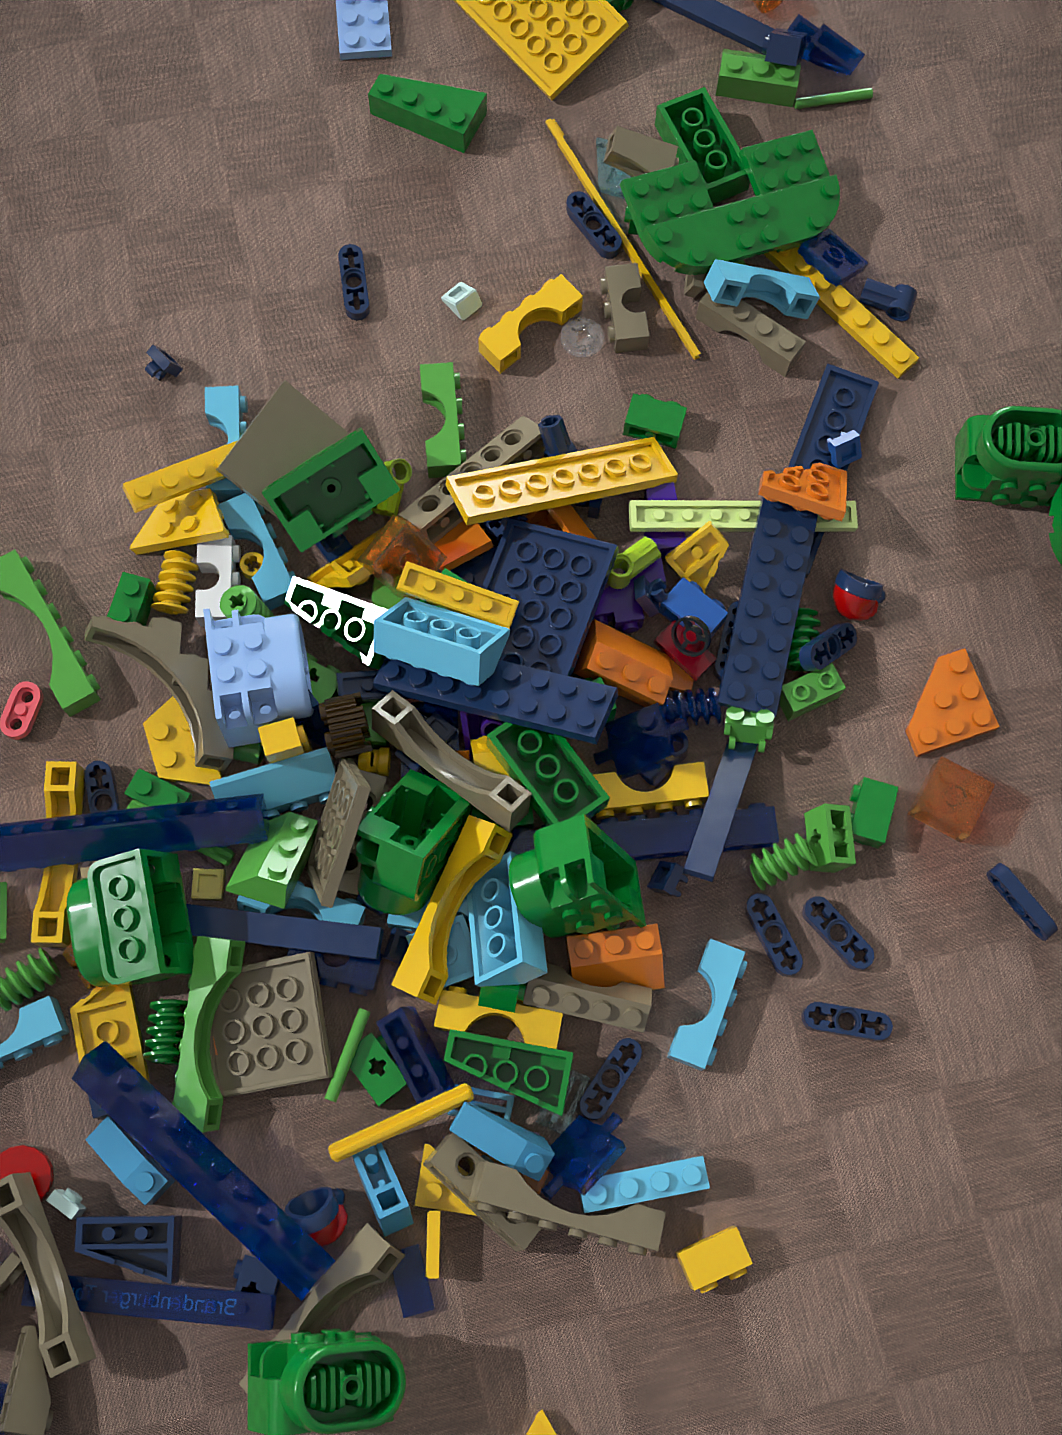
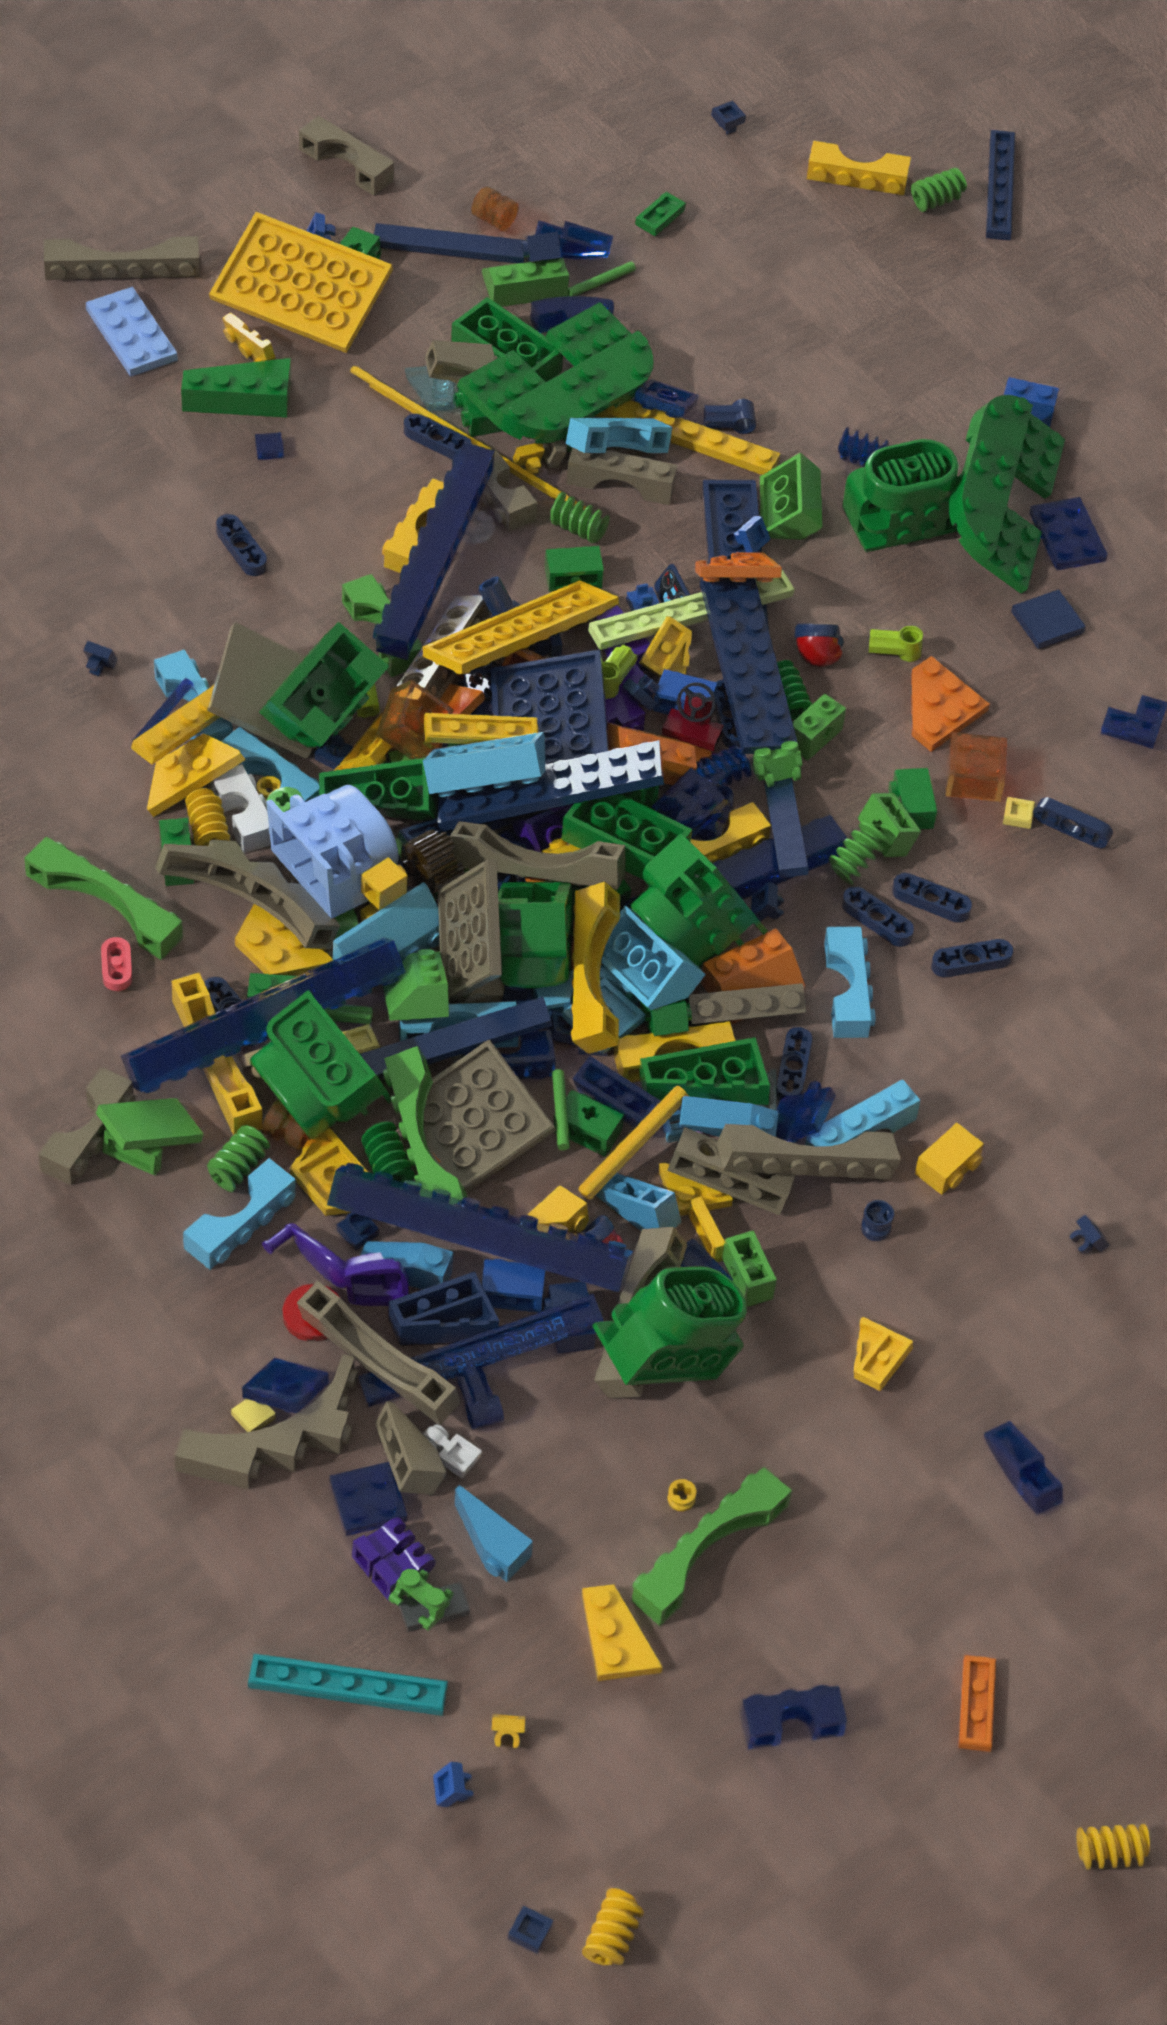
camera: 25 degrees left, 20 degrees down
(67, 1166) = (367, 1277): none -> dark purple piece
(67, 1202) = (369, 1311): light aqua plate -> none
(77, 1403) = (457, 1454): none -> white plate
(125, 1358) = (481, 1405): none -> clear blue piece
(190, 445) = (167, 706): none -> clear blue bar
(208, 1233) = (513, 1285): none -> blue brick
(294, 1169) = (563, 1209): none -> yellow slope
(430, 180) = (269, 446): none -> clear blue tile
(450, 1314) = (749, 1268): none -> bright green brick
(459, 63) = (247, 341): none -> yellow wing
(462, 300) = (349, 530): light aqua slope -> none
(520, 361) = (434, 551): none -> clear blue brick
(612, 1302) = (877, 1220): none -> dark blue wheel
(669, 278) = (529, 456): none -> yellow tile
(683, 367) = (577, 520): none -> bright green piece
(707, 481) = (642, 597): none -> blue tile
(739, 479) = (670, 585): none -> slope
(775, 123) = (554, 311): none -> clear blue slope
(819, 646) = (815, 685): dark blue beam -> none
(819, 1410) = (1092, 1235): none -> dark blue tile
(905, 416) = (792, 499): none -> bright green slope
(924, 43) = (660, 213): none -> green plate
(932, 619) = (904, 643): none -> lime piece
(972, 864) = (1018, 812): none -> light yellow tile
(1005, 384) = (858, 448): none -> clear blue piece

